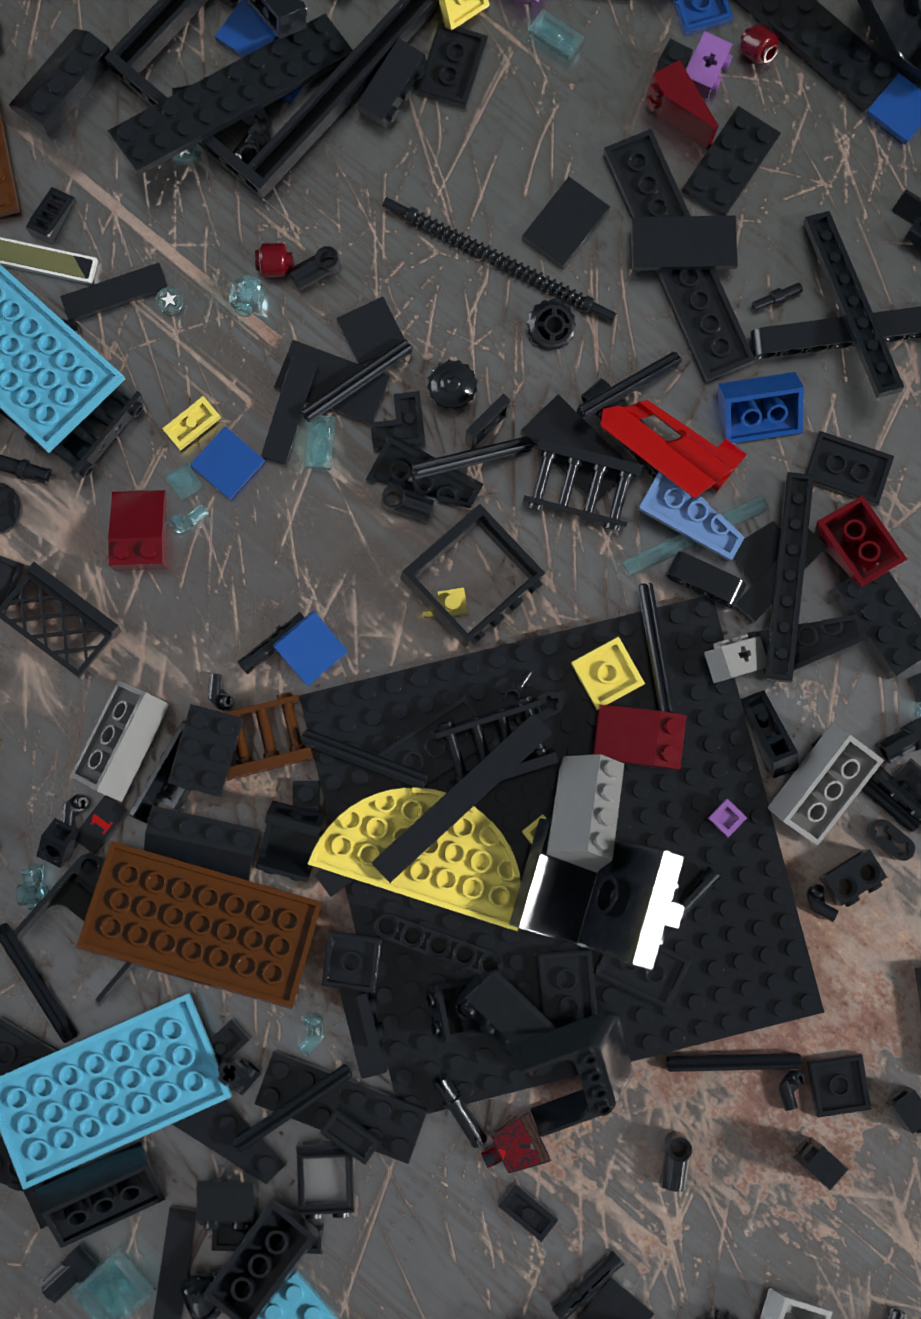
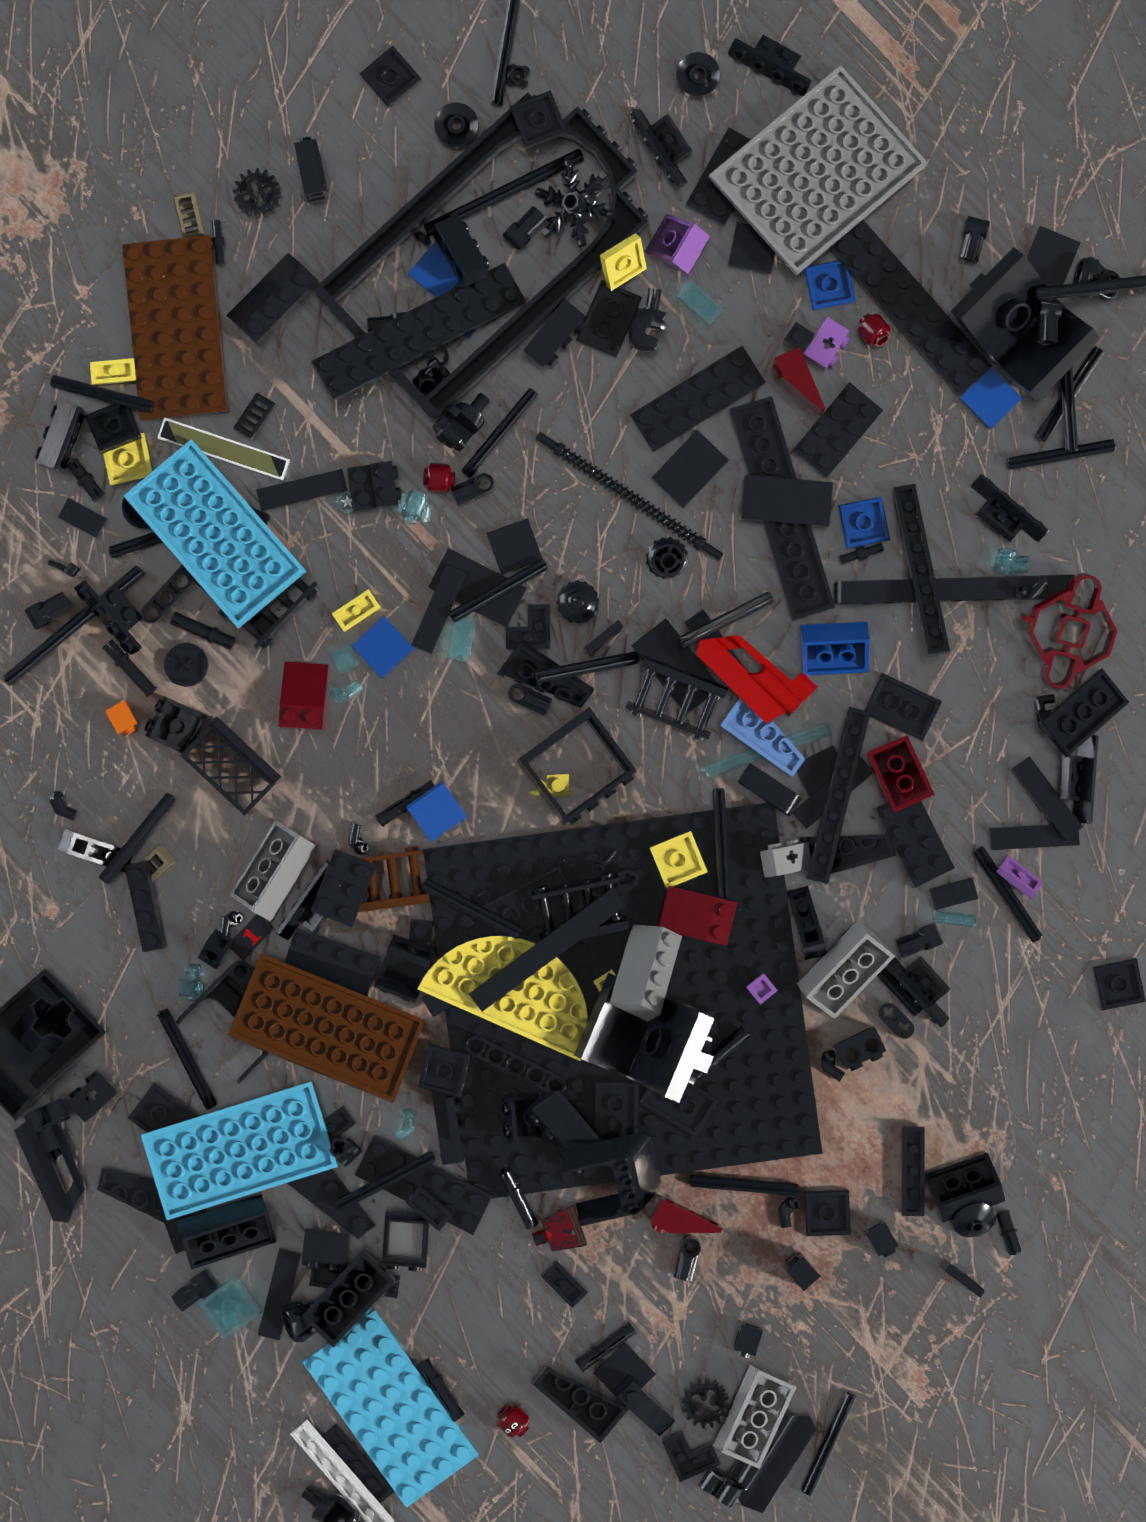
camera: 10 degrees right, 5 degrees up
(198, 278) = (373, 486): none -> black plate
(292, 193) = (460, 422): none -> black piece
(340, 203) = (499, 433): none -> black axle
(492, 59) = (647, 318): none -> black piece
(565, 143) = (697, 398): none -> black plate
(662, 1116) = (678, 1219): none -> dark red slope
(763, 1257) = (747, 1339): none -> black brick
(775, 262) = (864, 522): none -> blue tile

